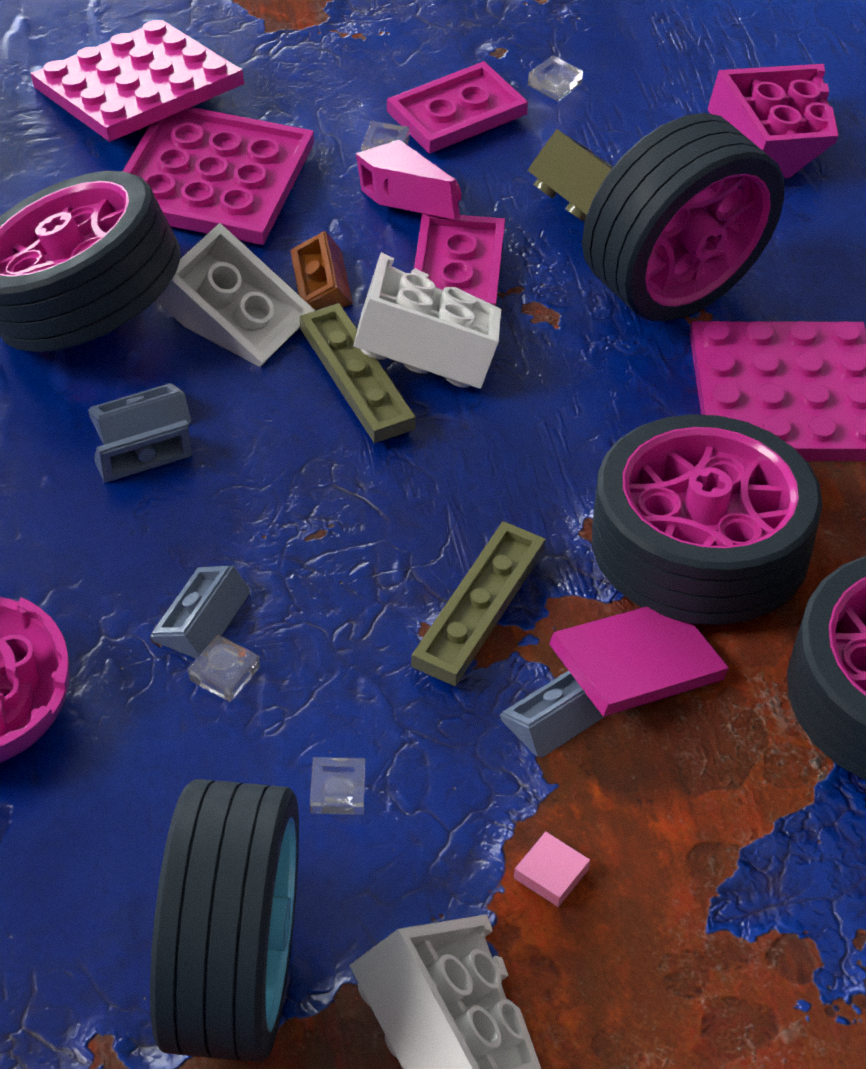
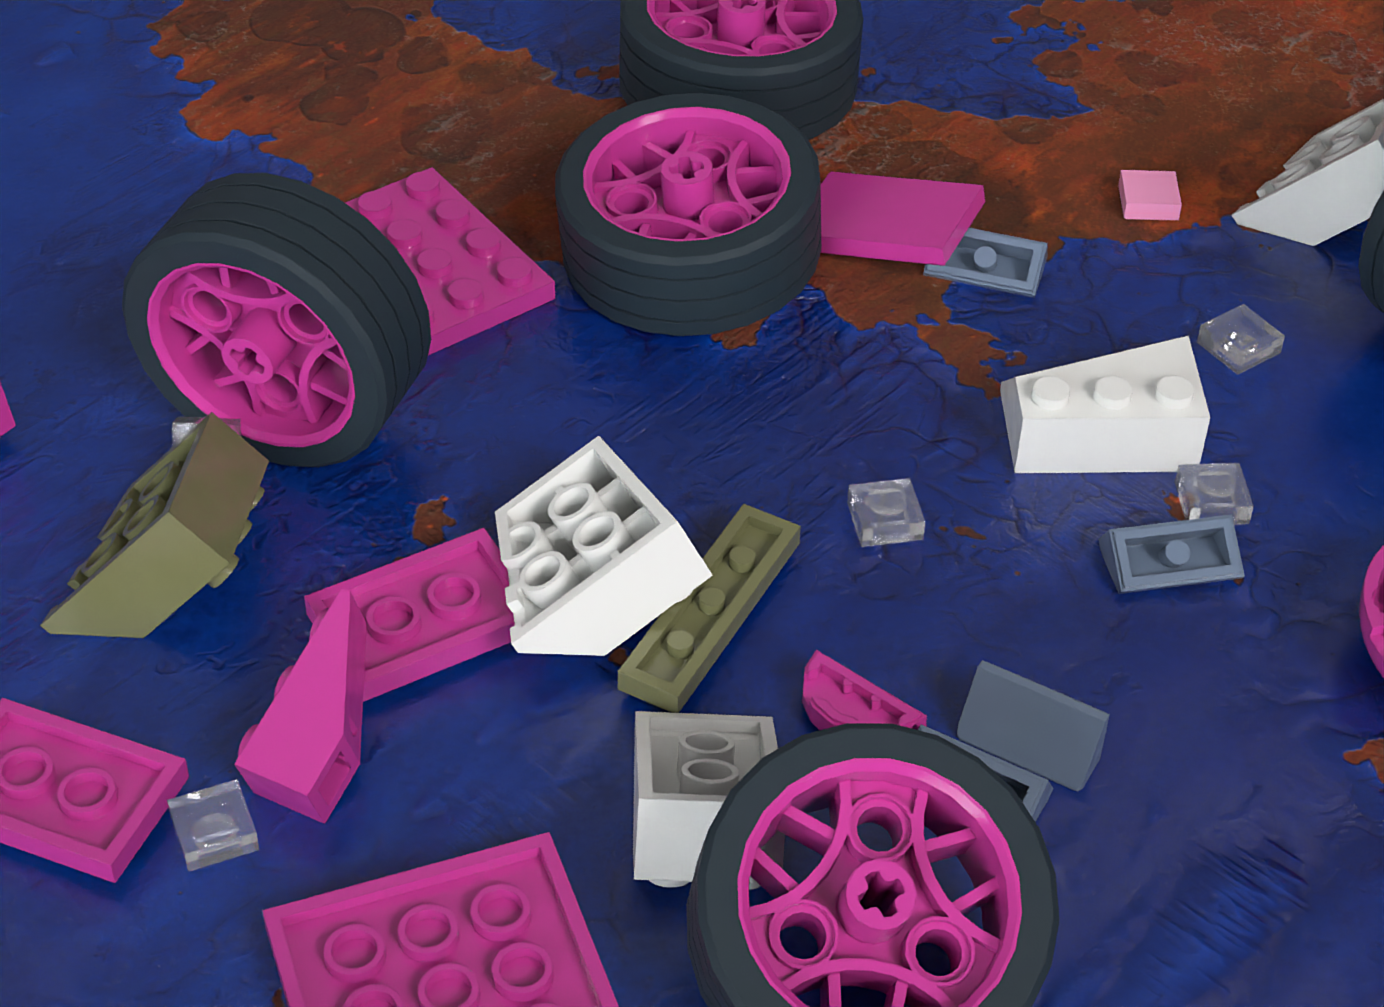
camera: 125 degrees left, 5 degrees down
(231, 387) = (840, 696): none -> dark pink plate
(321, 272) = (556, 754): dark orange slope -> none
(343, 654) = (1109, 413): none -> white wedge
(362, 496) = (886, 512): none -> clear plate
(478, 603) = (934, 349): olive plate -> none

